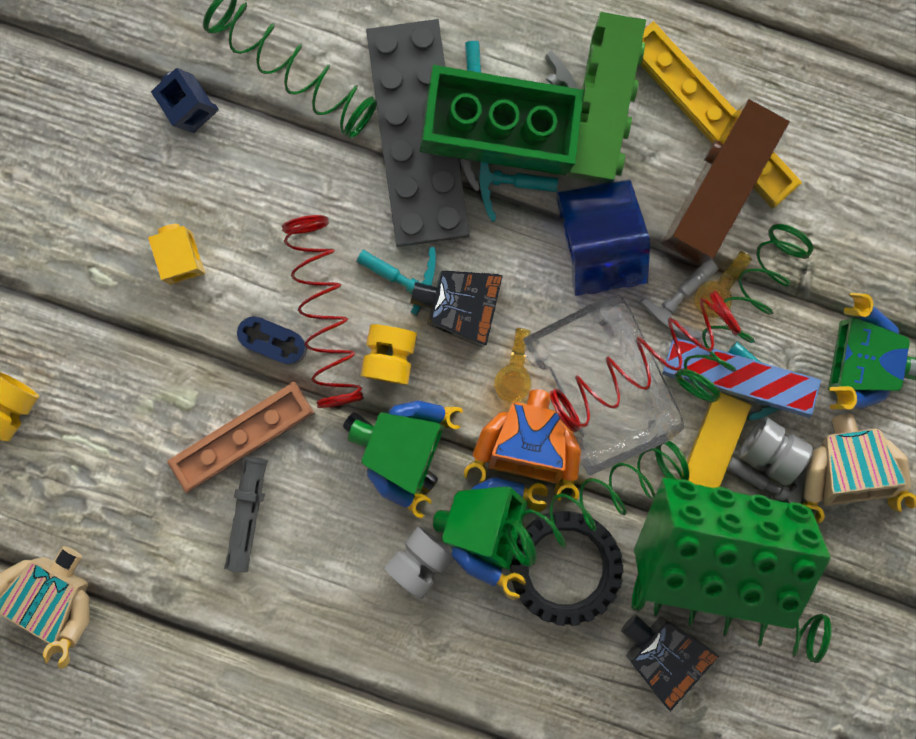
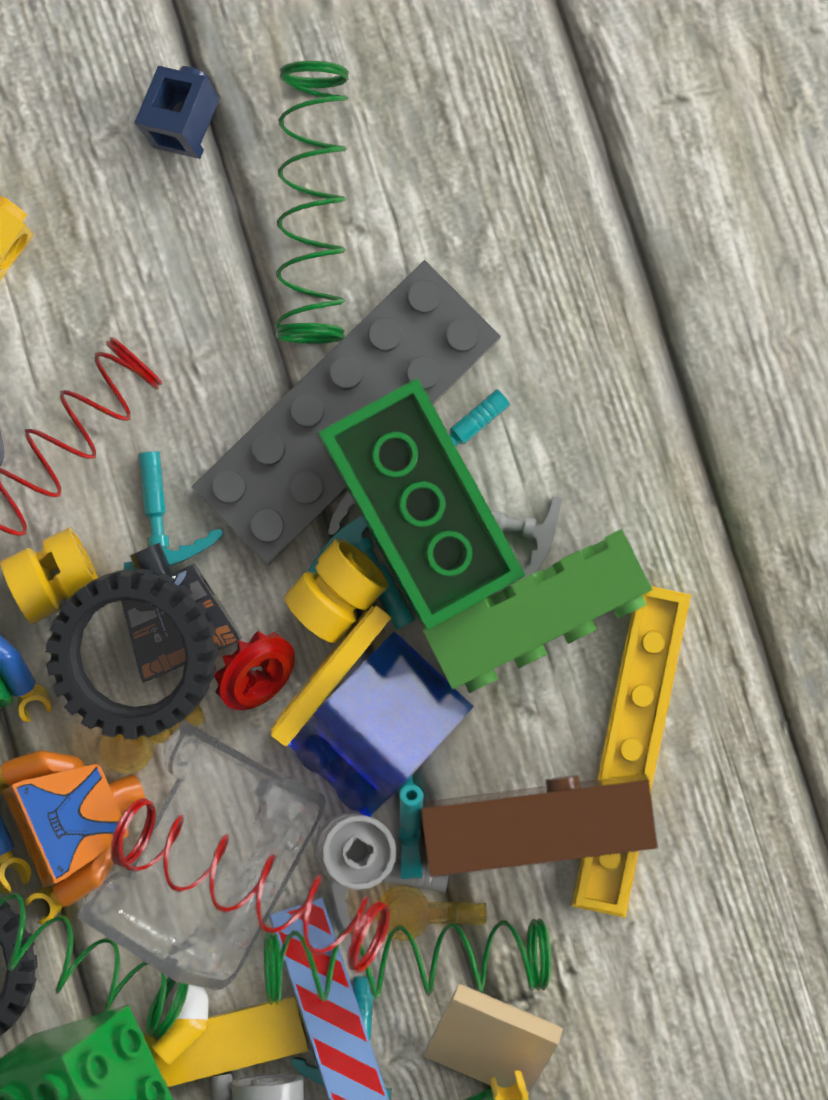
camera: 55 degrees right, 0 degrees up
(496, 372) = (77, 688): none -> black tyre
(513, 204) = (328, 598): none -> yellow wheel
(526, 293) = (247, 688): none -> red gear
(554, 243) = (328, 674): none -> yellow tile
(664, 295) = (355, 850): none -> light grey wheel
(670, 260) = (409, 832): none -> teal piece
(694, 458) = (187, 1027): none -> yellow arm
(820, 297) = (492, 1039): none -> tan tile

